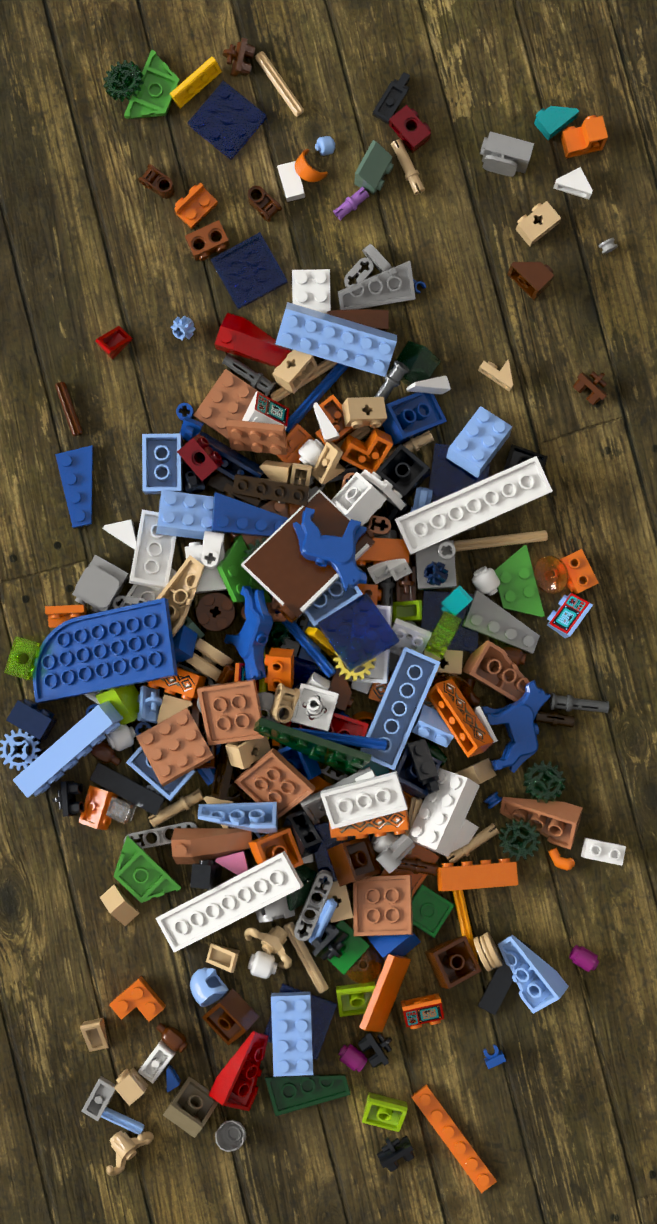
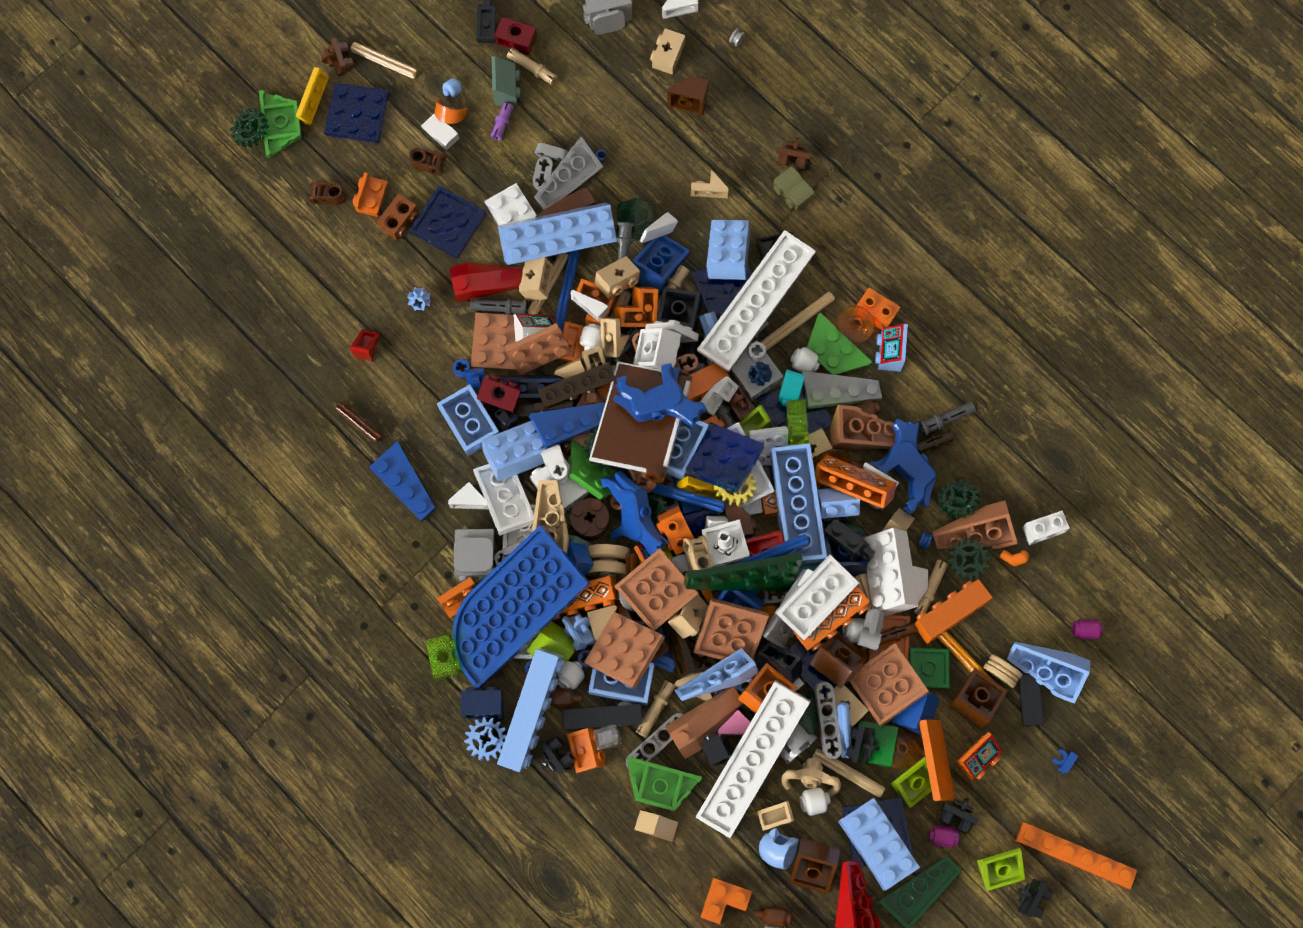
camera: 30 degrees left, 10 degrees down
(572, 418) = (793, 189): none -> olive brick

